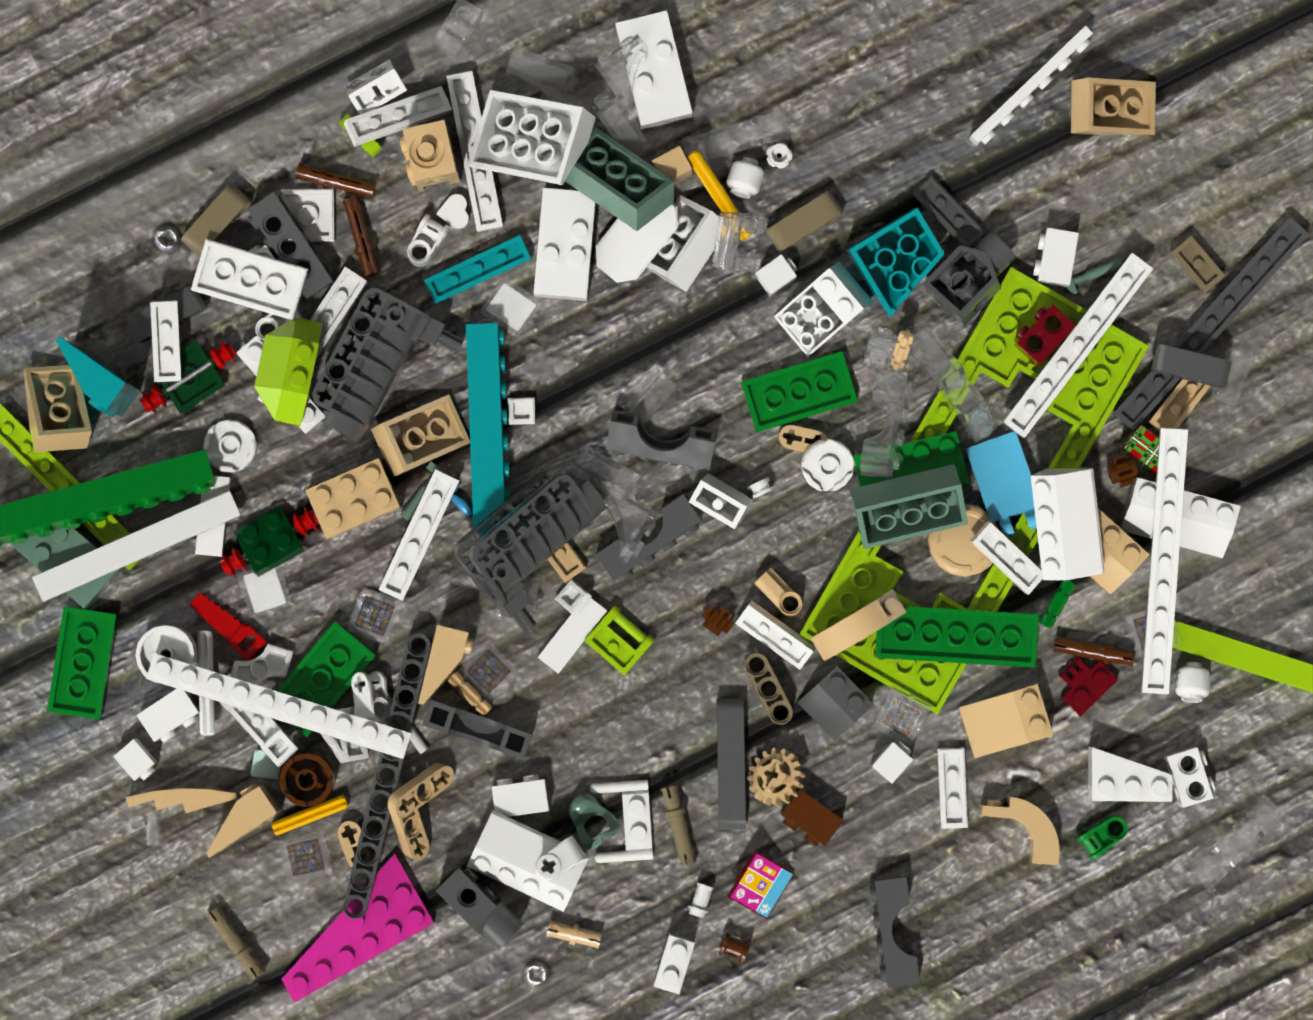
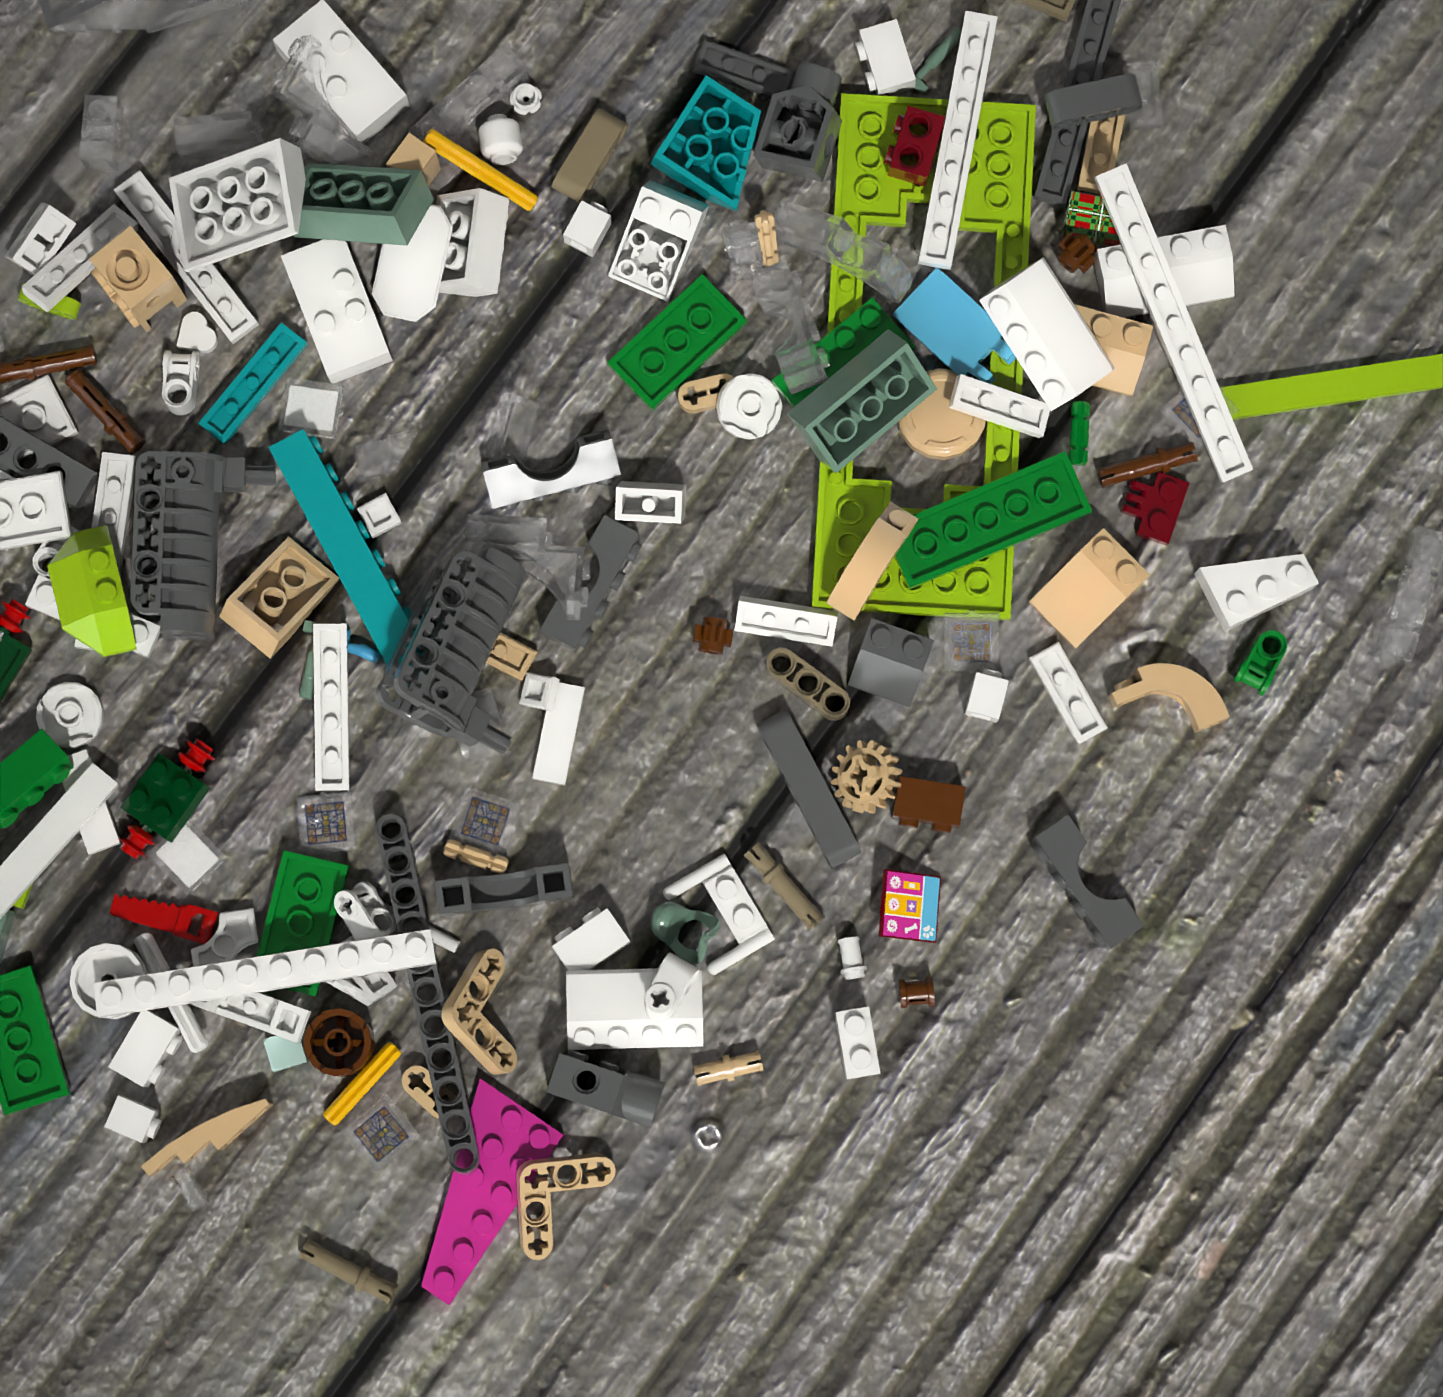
camera: 25 degrees left, 5 degrees down
(247, 814) = (288, 1120): tan slope -> none
(353, 499) = (237, 703): tan brick -> none
(399, 954) = (541, 1193): none -> tan beam
(446, 655) = (428, 824): tan slope -> none
(613, 647) = (613, 724): lime plate -> none
(727, 241) = (515, 213): clear connector -> none
(760, 488) = (687, 468): white bush -> none
(777, 591) = (764, 571): tan piece -> none
(1182, 779) = (1318, 553): white brick -> none
(1192, 682) = (1272, 445): white head -> none

